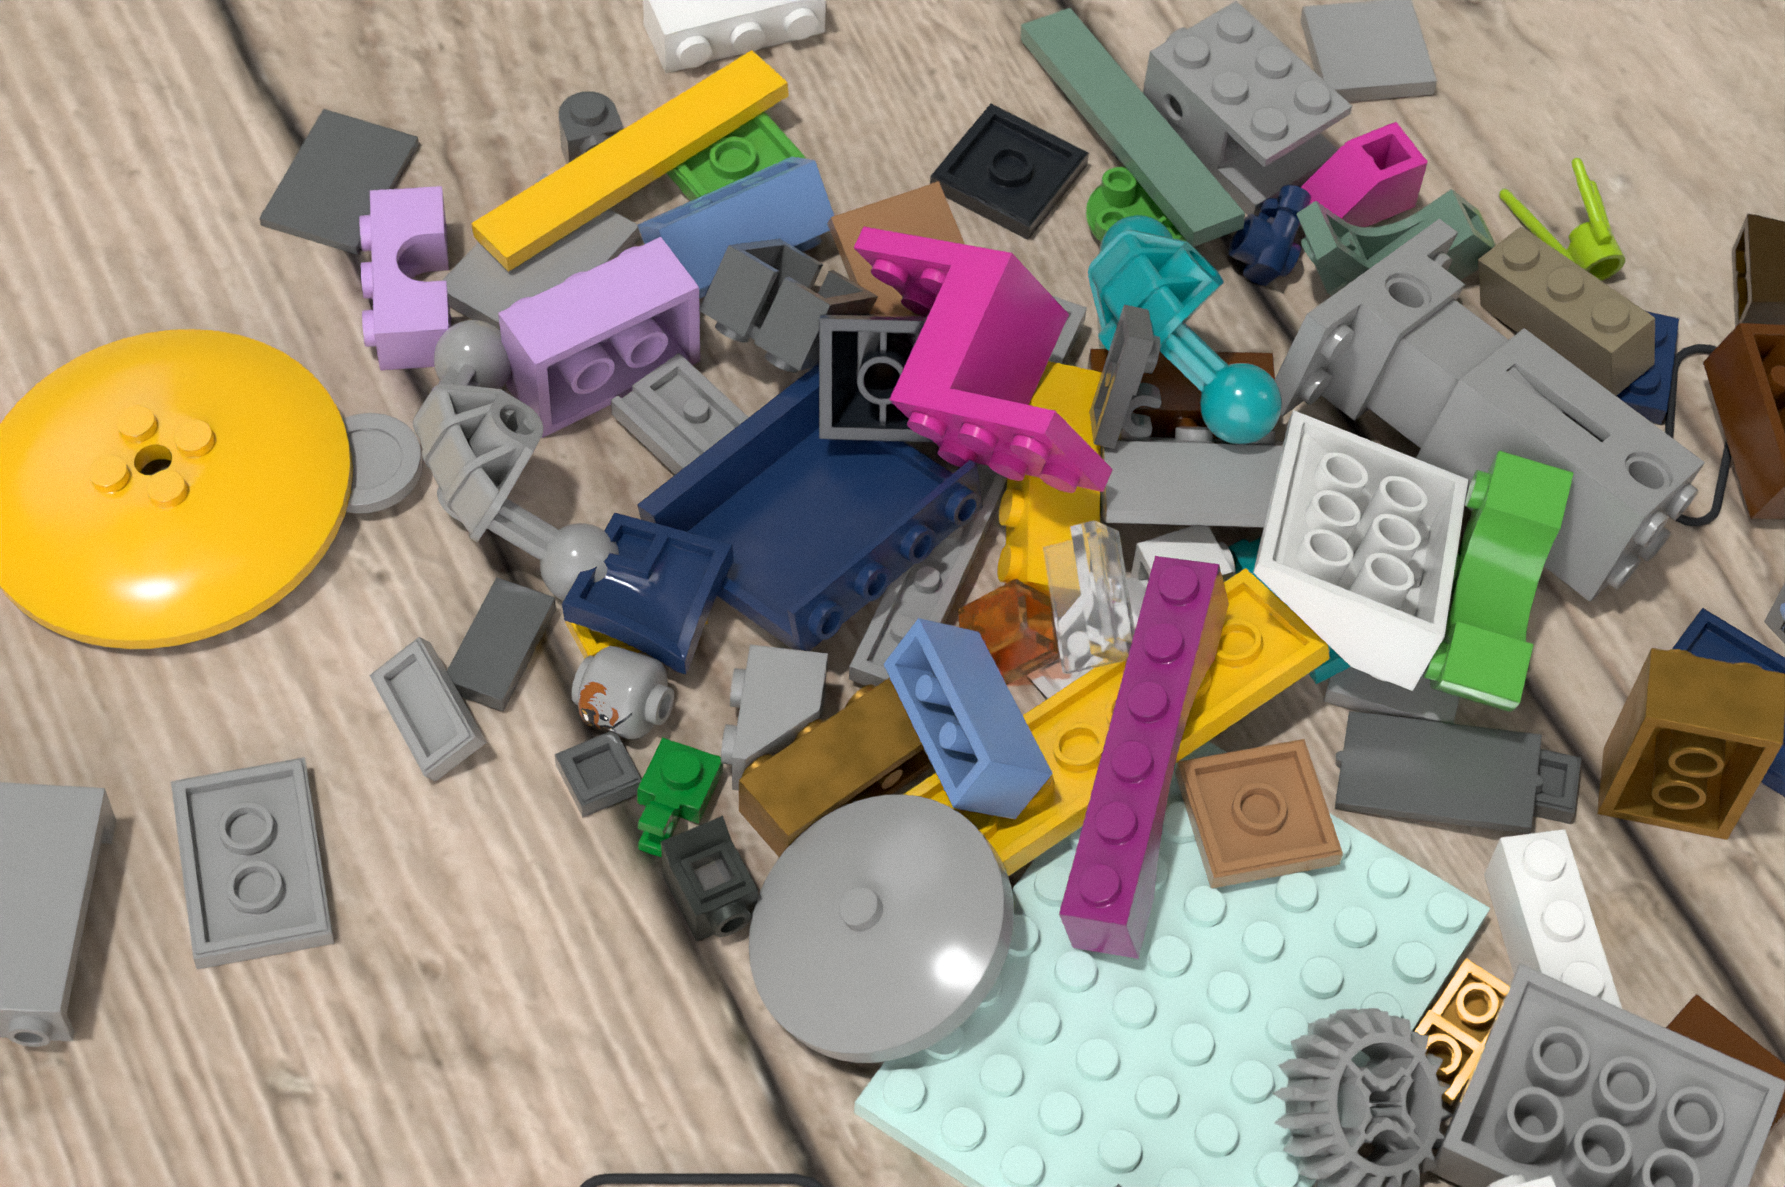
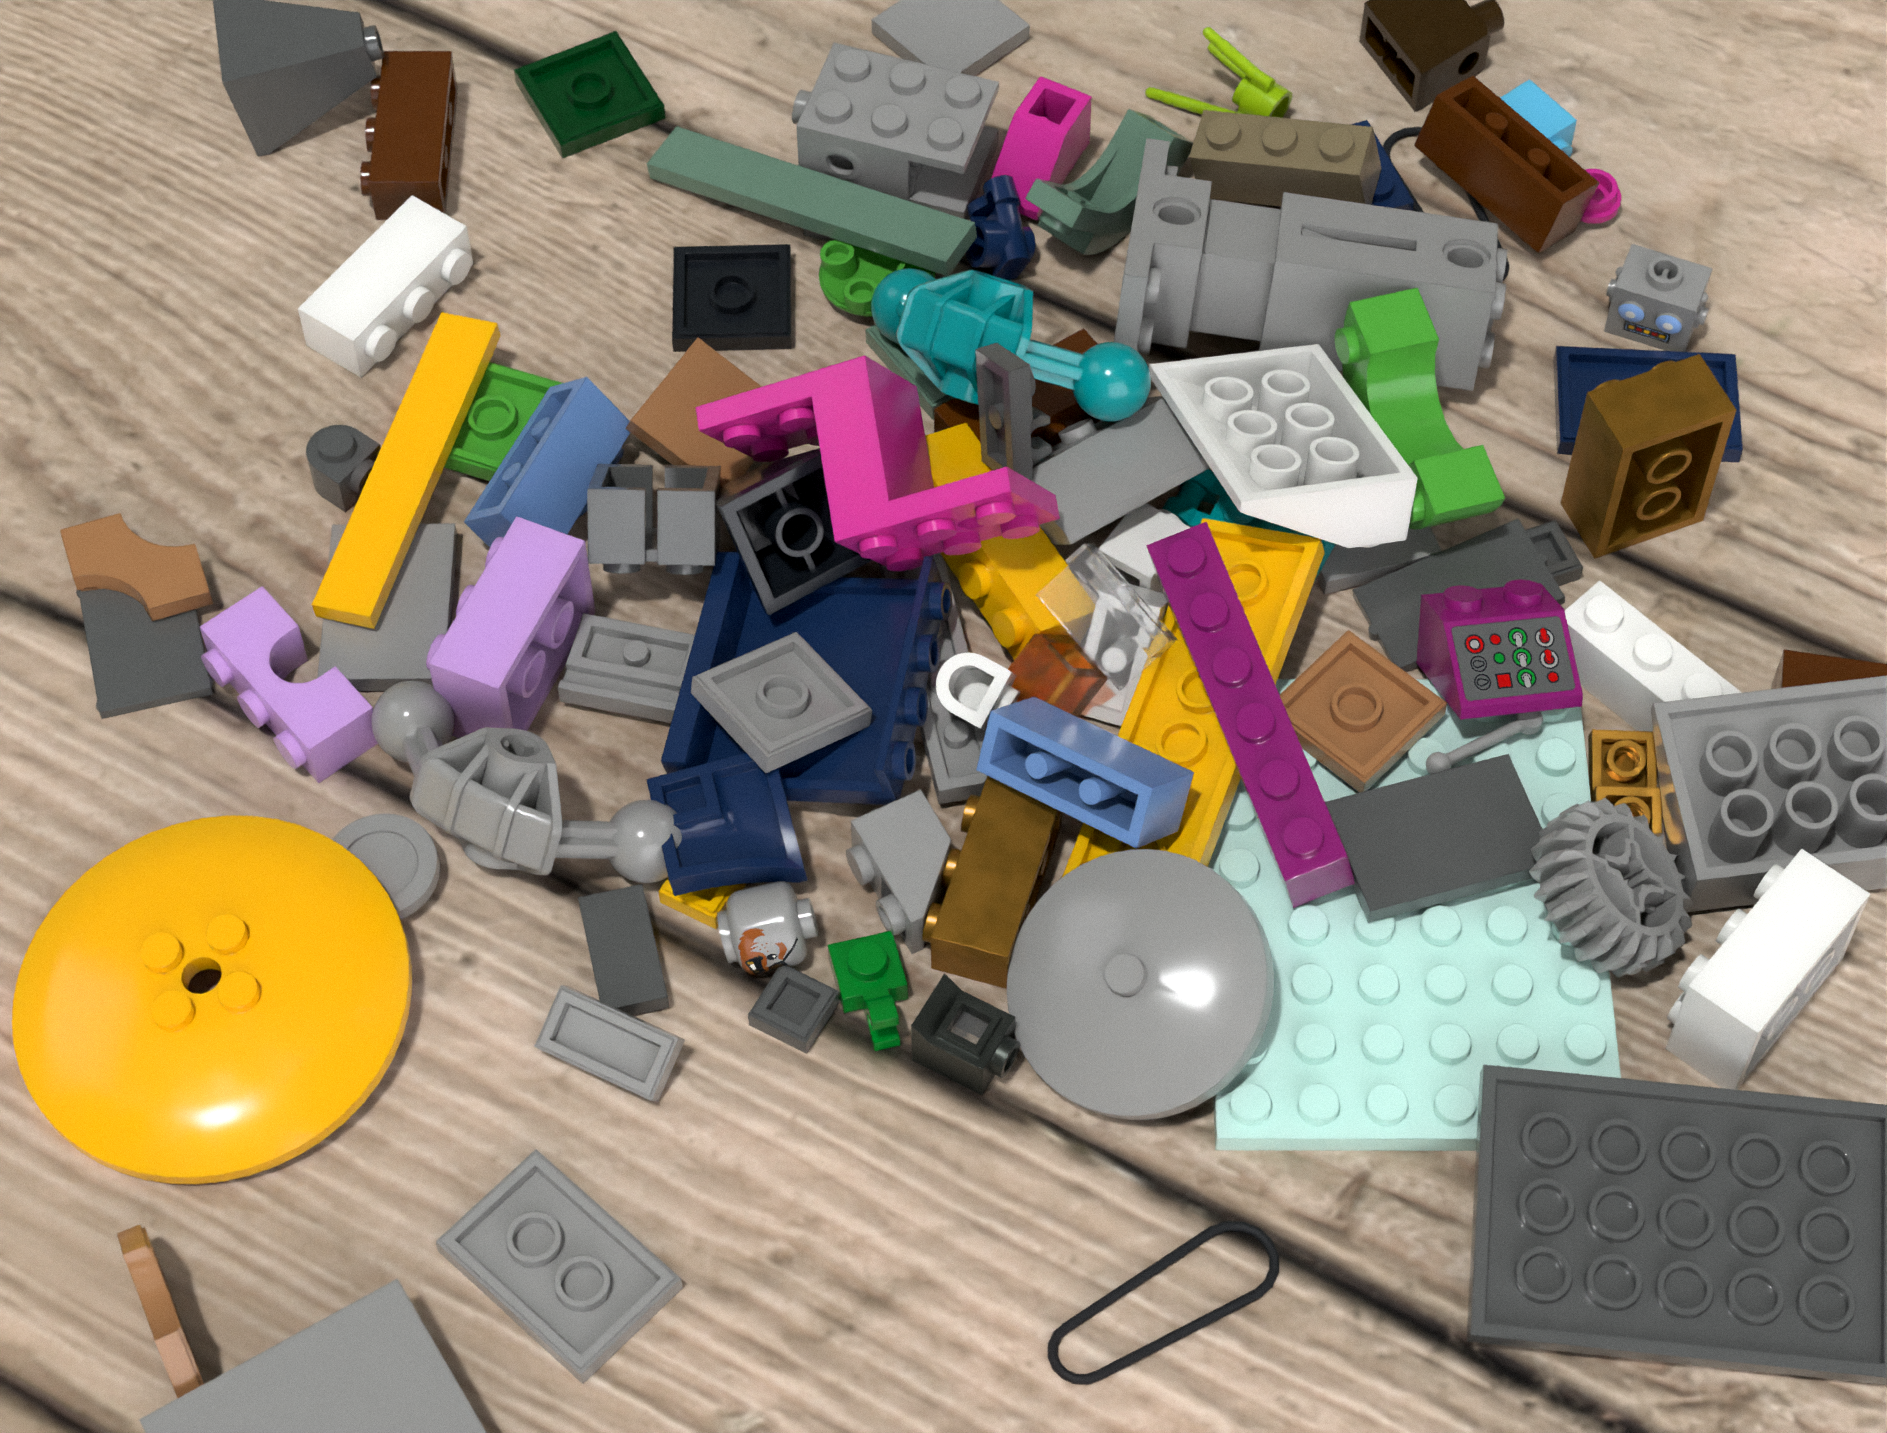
camera: 30 degrees left, 0 degrees up
(360, 105) = (116, 559): none -> medium nougat tile
(768, 513) = (781, 702): none -> light grey tile
(934, 592) = (974, 687): none -> white plate
(1242, 962) = (1437, 837): none -> dark grey tile
(1408, 914) = (1526, 723): none -> light grey hinge
(1425, 836) = (1498, 650): none -> slope

